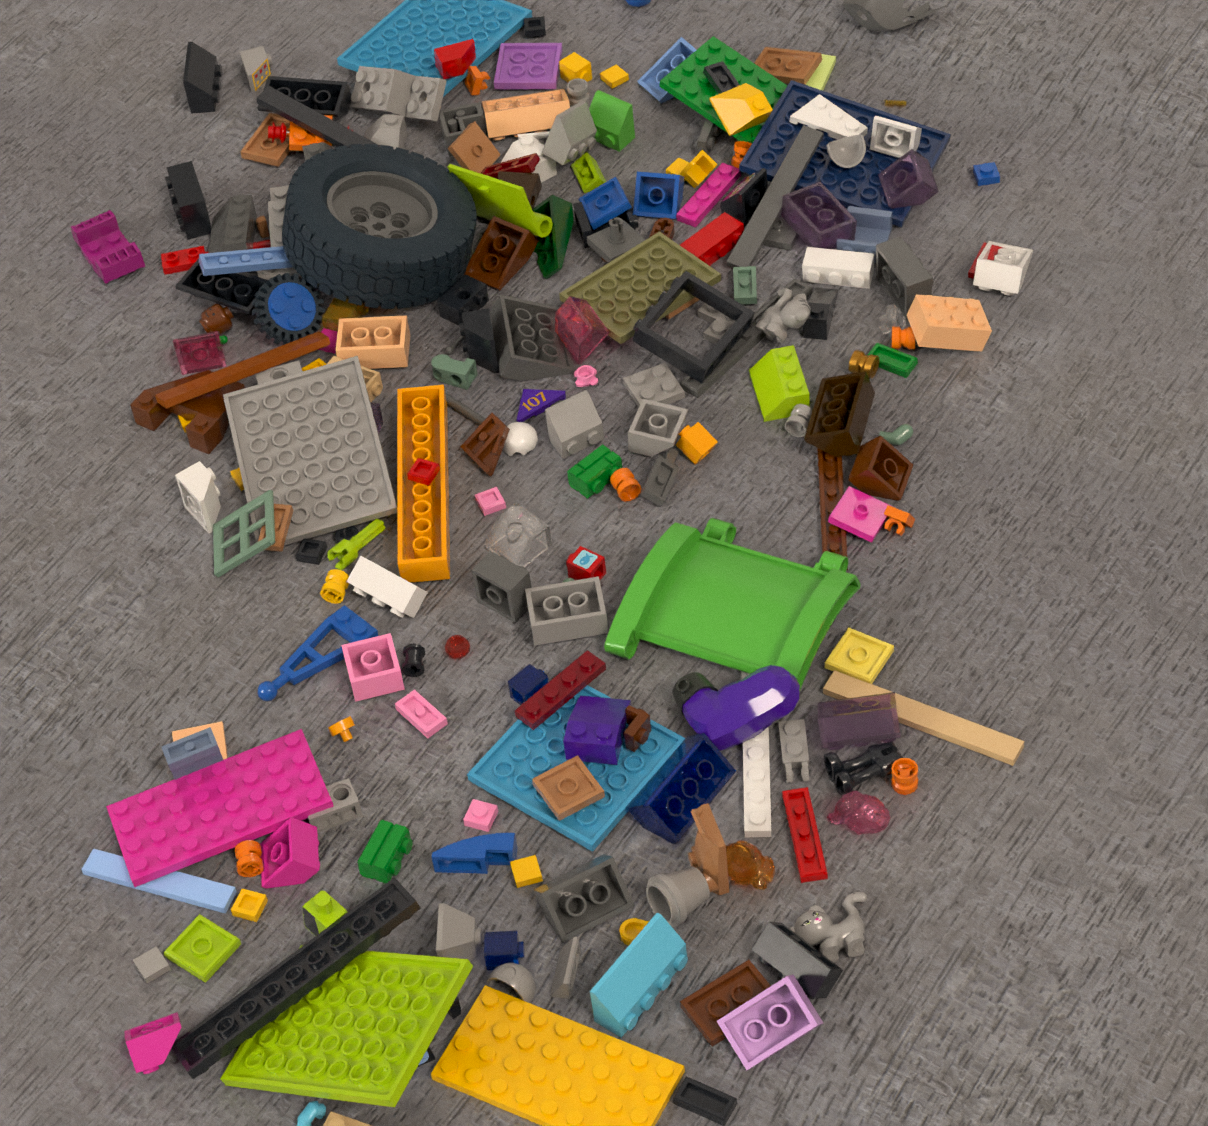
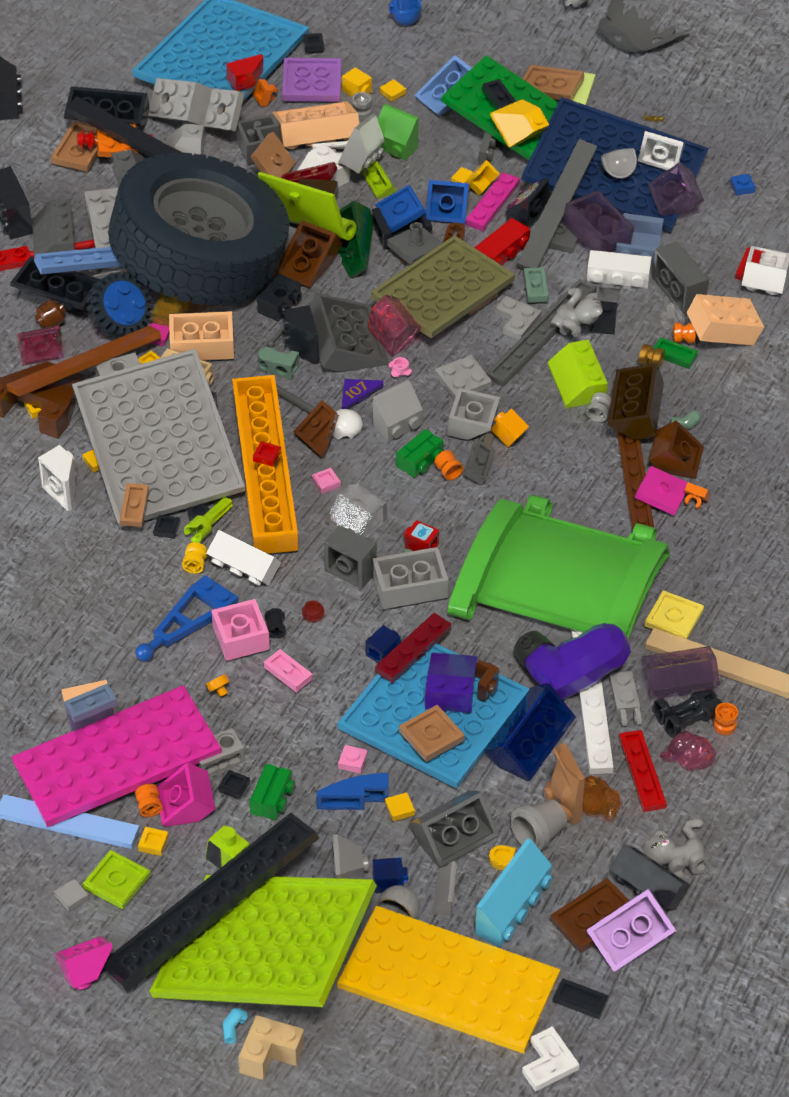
camera: 10 degrees left, 0 degrees up
(246, 551) = (109, 527): sand green window -> none
(256, 66) = (53, 76): light grey slope -> none
(262, 226) = (80, 227): medium nougat tile -> none
(346, 842) = (234, 784): none -> black tile
(677, 356) = (481, 347): black window -> none
(740, 149) = (520, 162): orange wheel -> none
(829, 118) = (599, 132): white wing -> none

